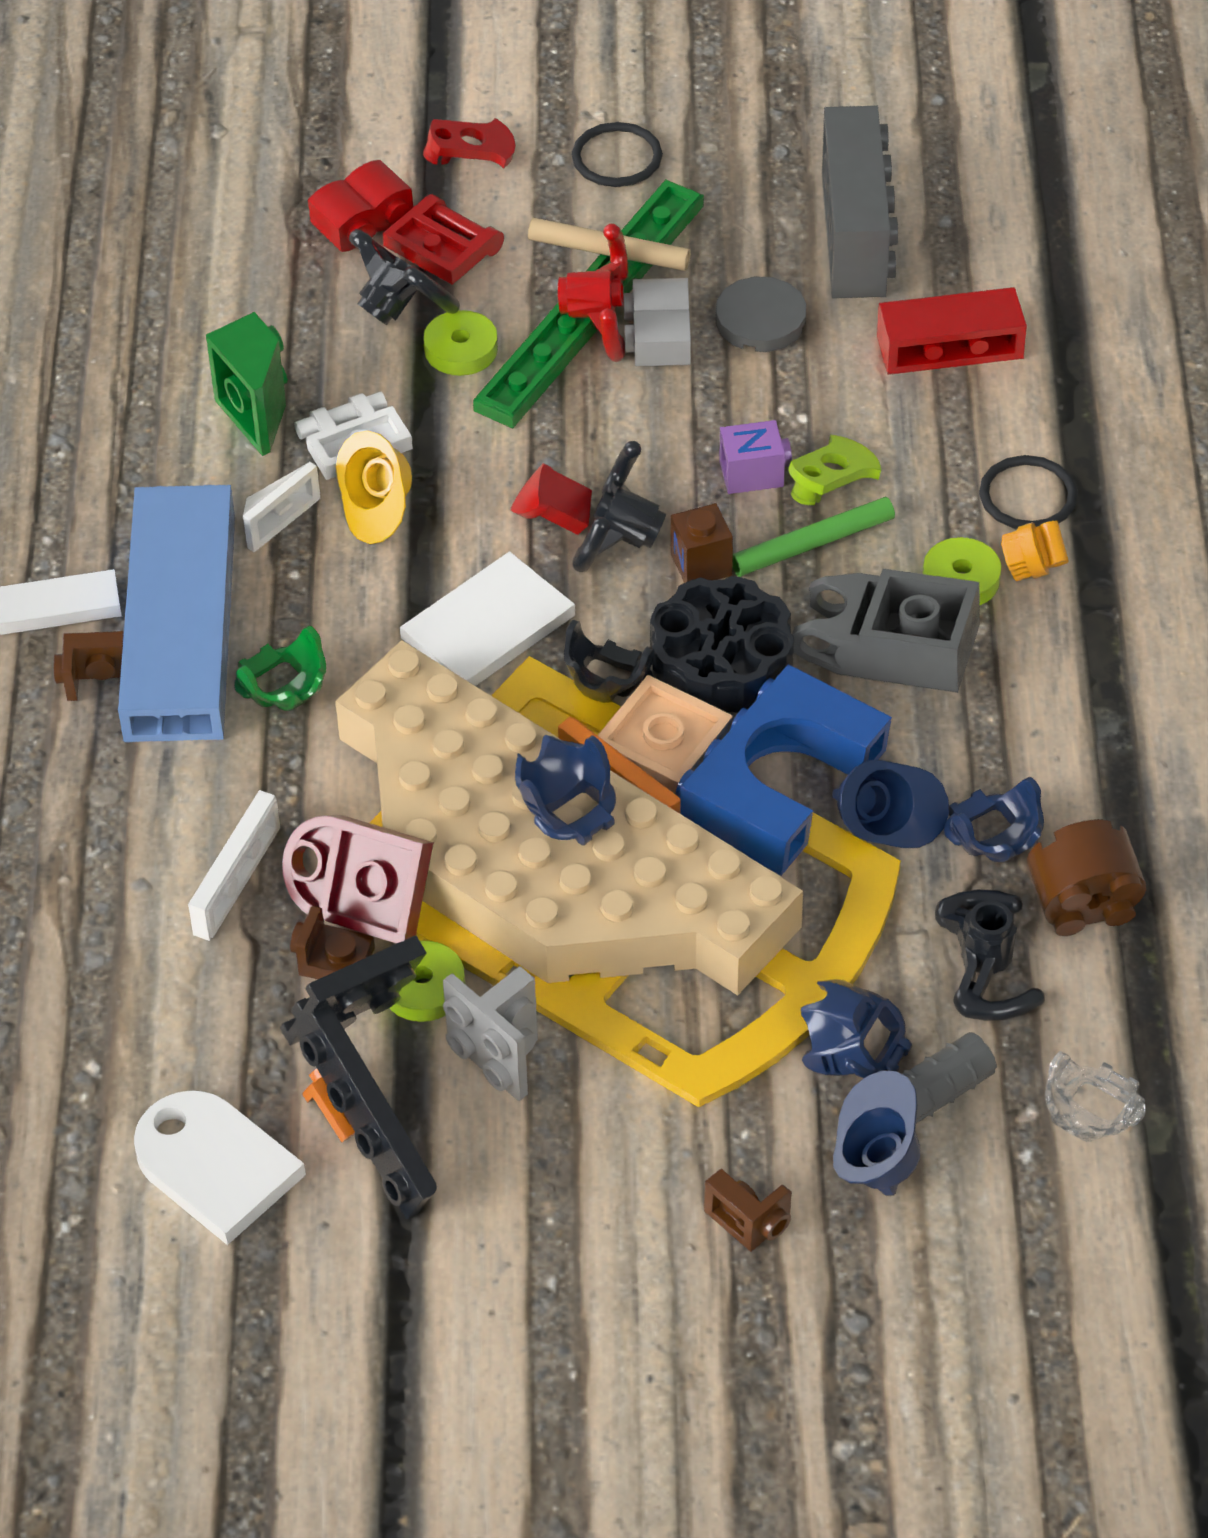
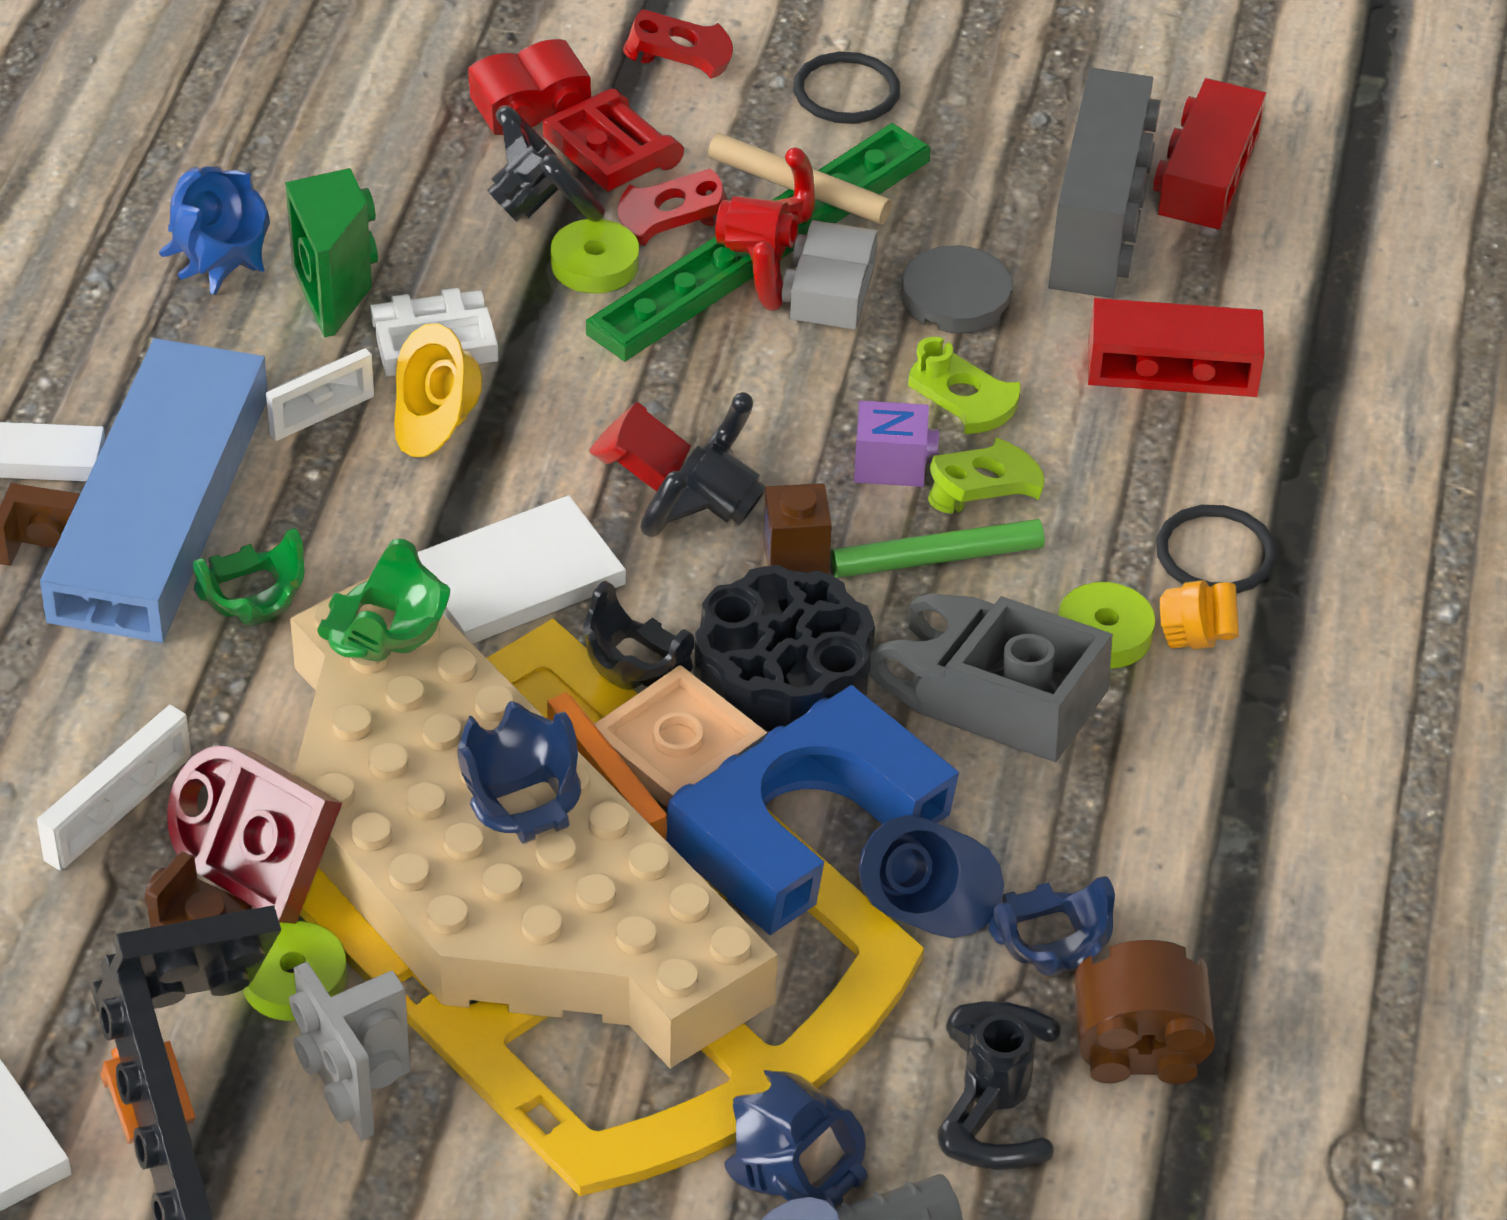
camera: 10 degrees right, 5 degrees down
(151, 378) = (217, 223): none -> blue hair
(421, 658) = (396, 584): none -> green helmet
(484, 294) = (640, 206): none -> piece
(810, 415) = (940, 368): none -> lime piece
(929, 157) = (1209, 153): none -> red brick

